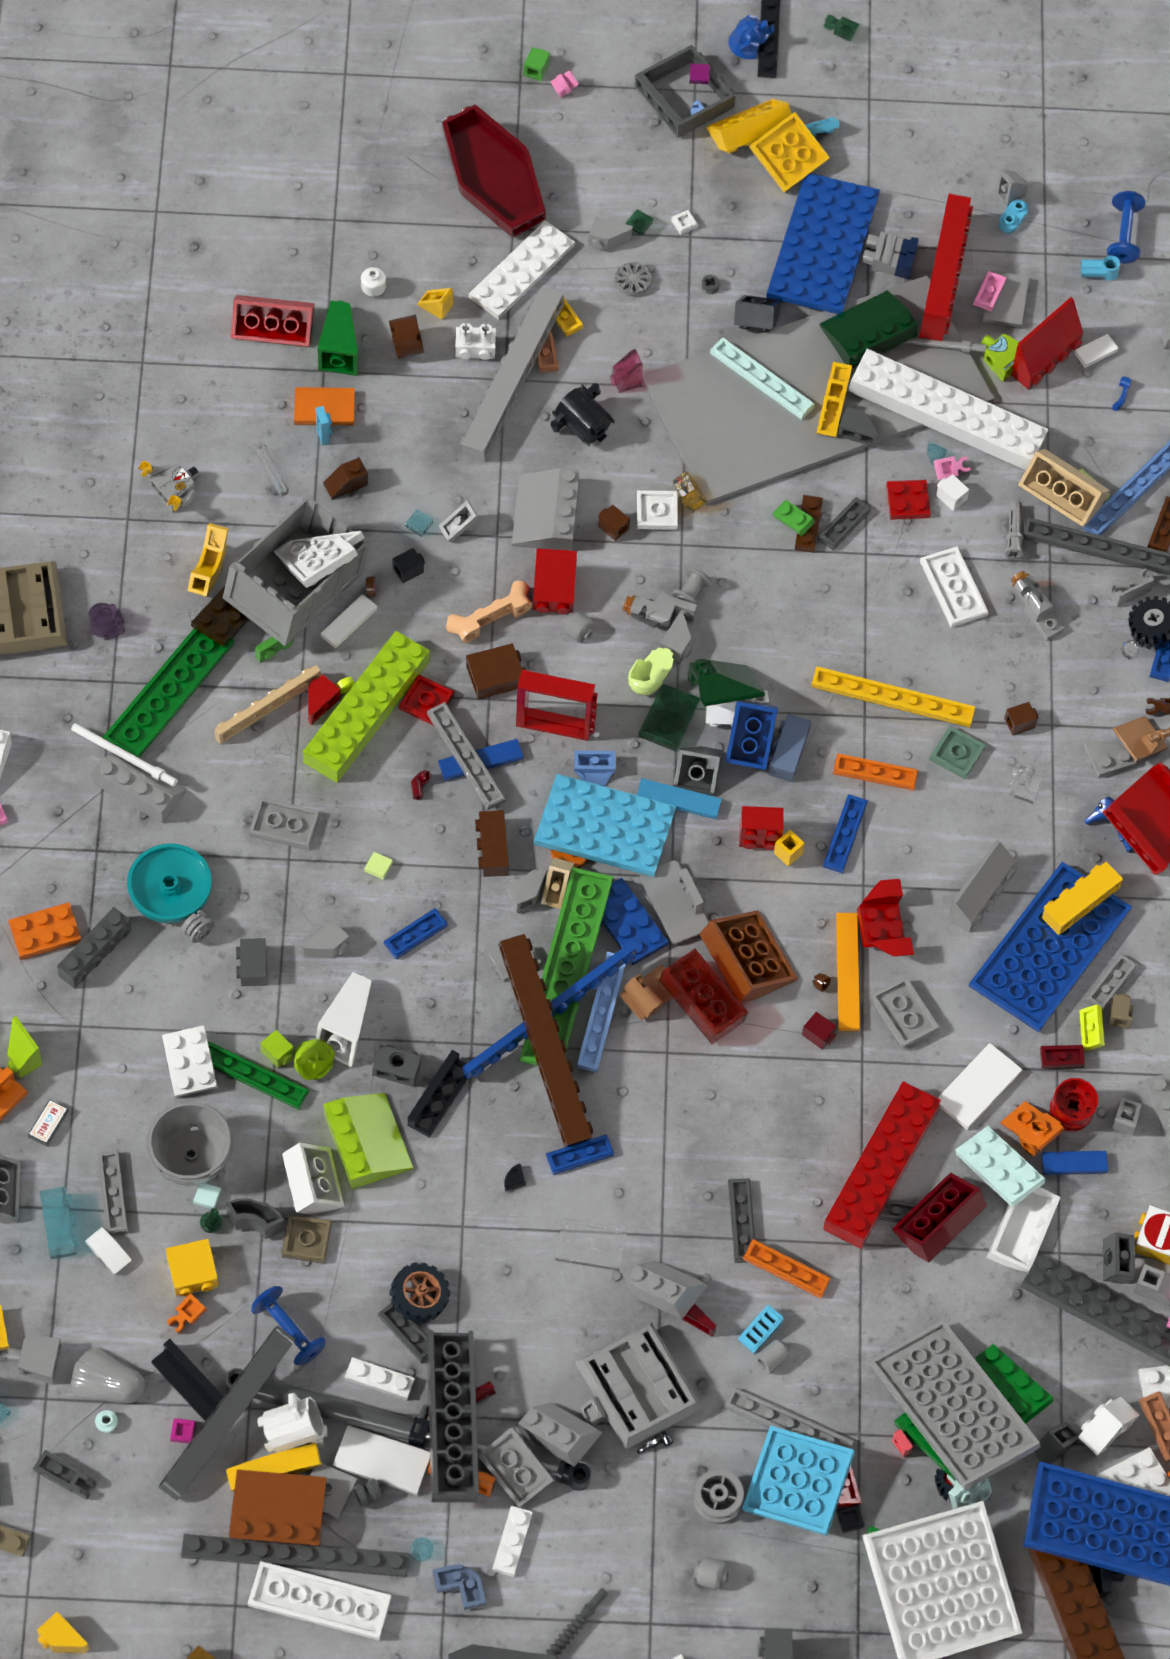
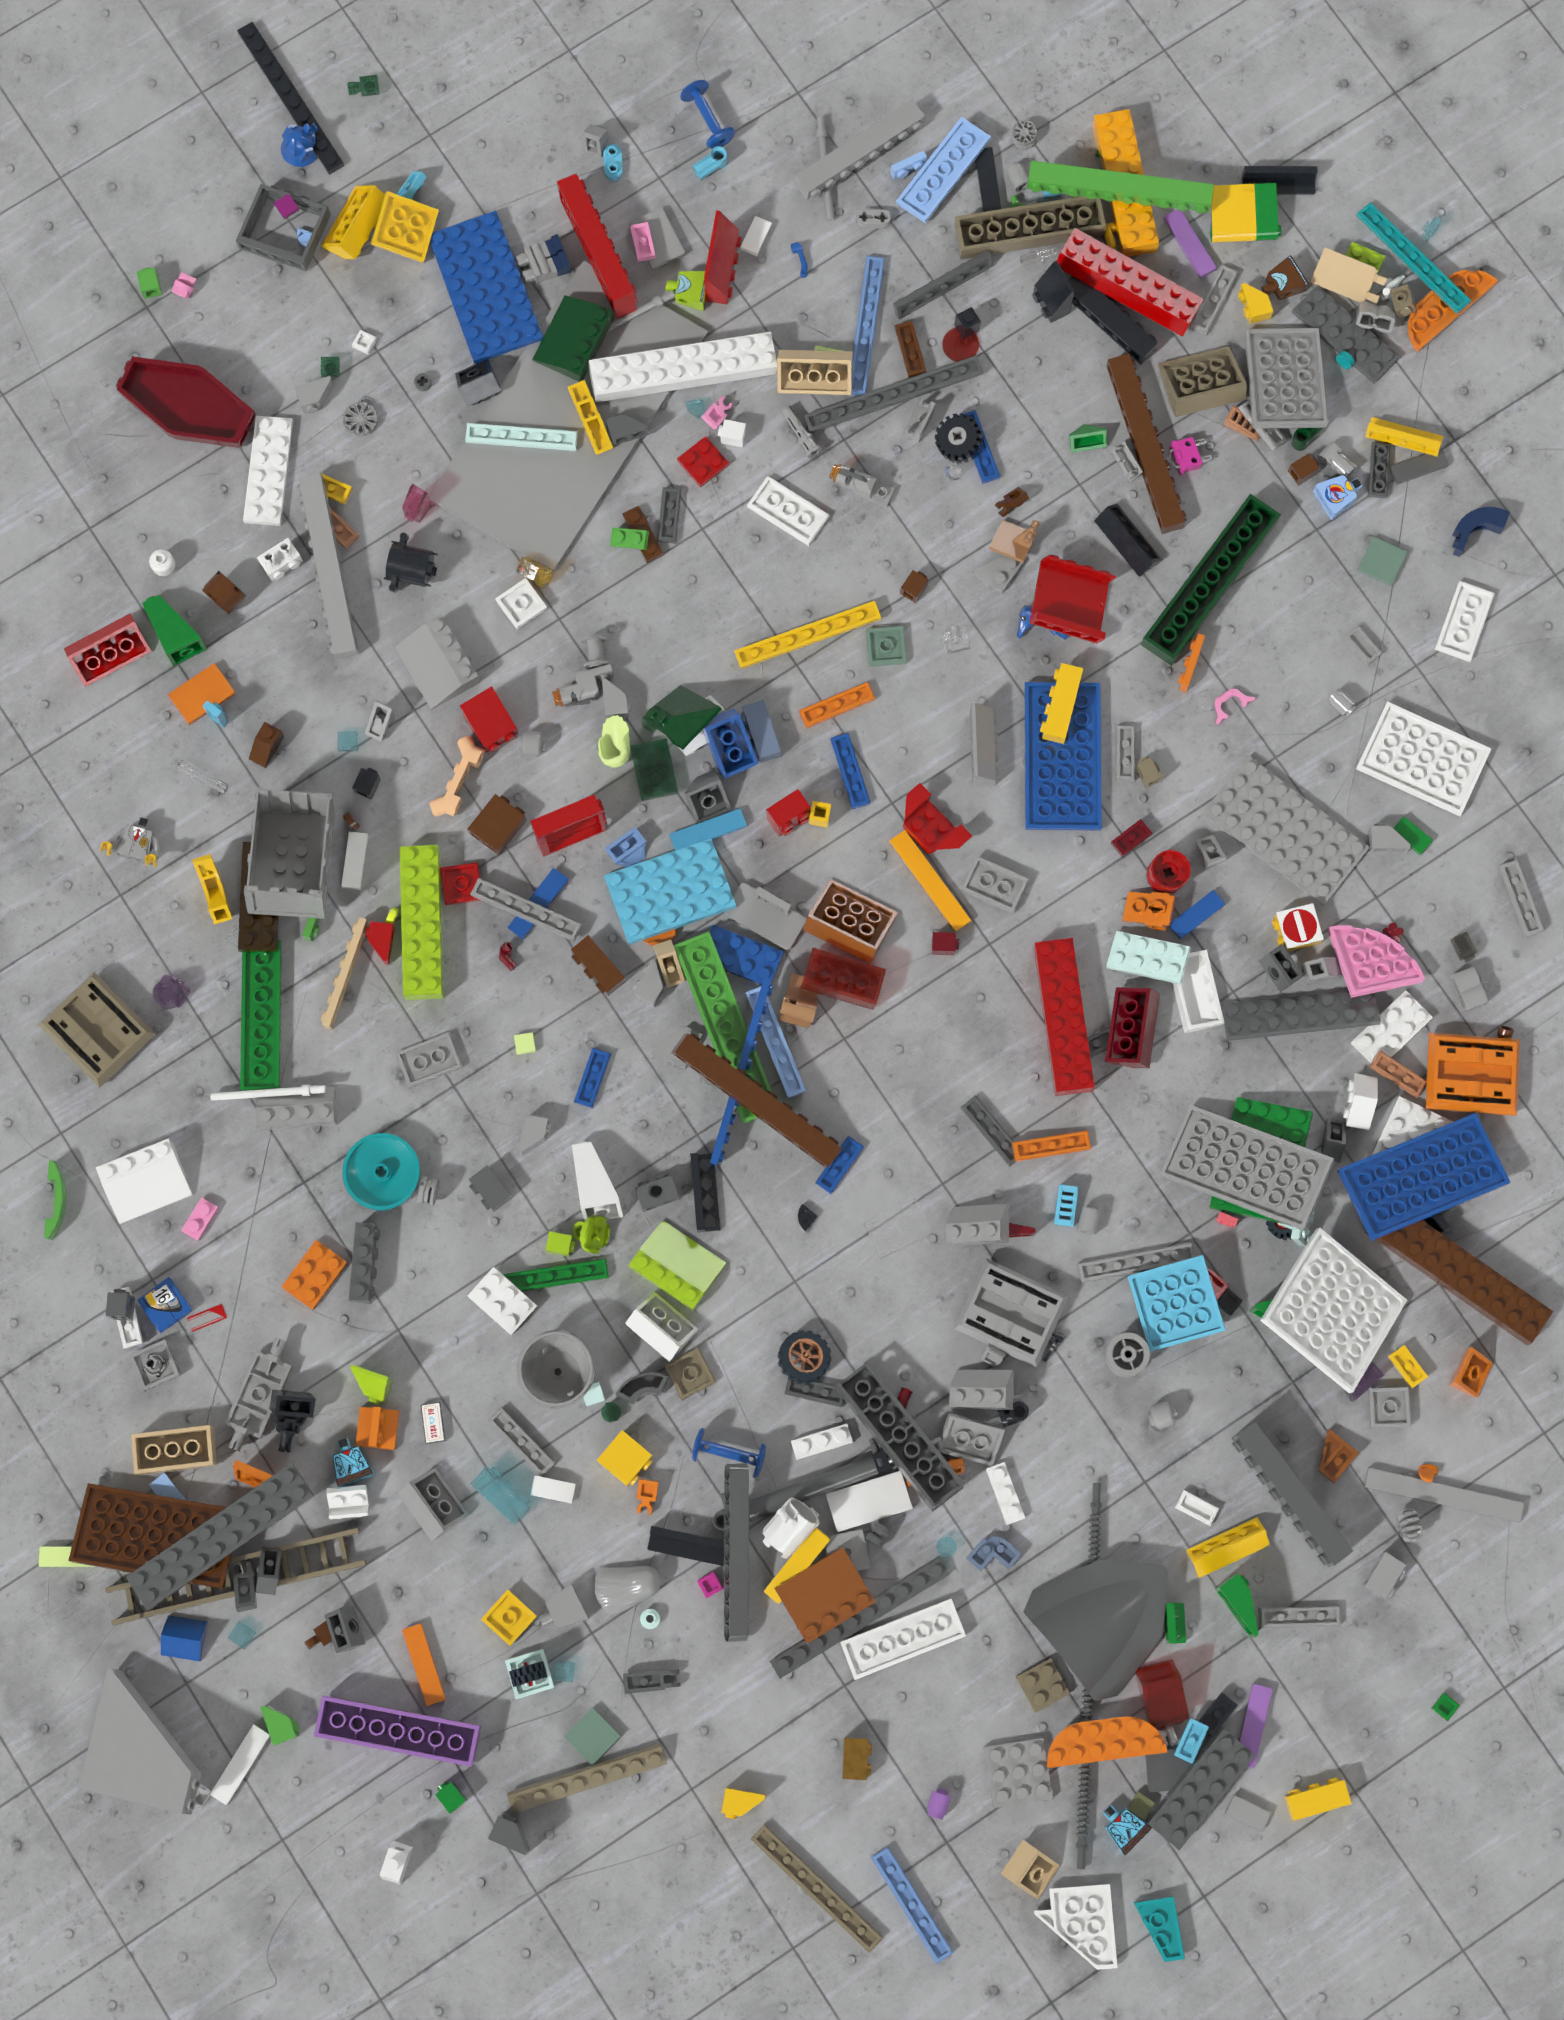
camera: 30 degrees left, 15 degrees up
(318, 556) = (300, 832): white wing -> none
(437, 302) = (223, 544): yellow slope -> none
(613, 522) = (496, 637): reddish brown brick -> none
(822, 982) = (917, 903): reddish brown hinge -> none
(978, 1086) = (1087, 904): white tile -> none
(1092, 1027) = (1137, 800): neon yellow plate -> none

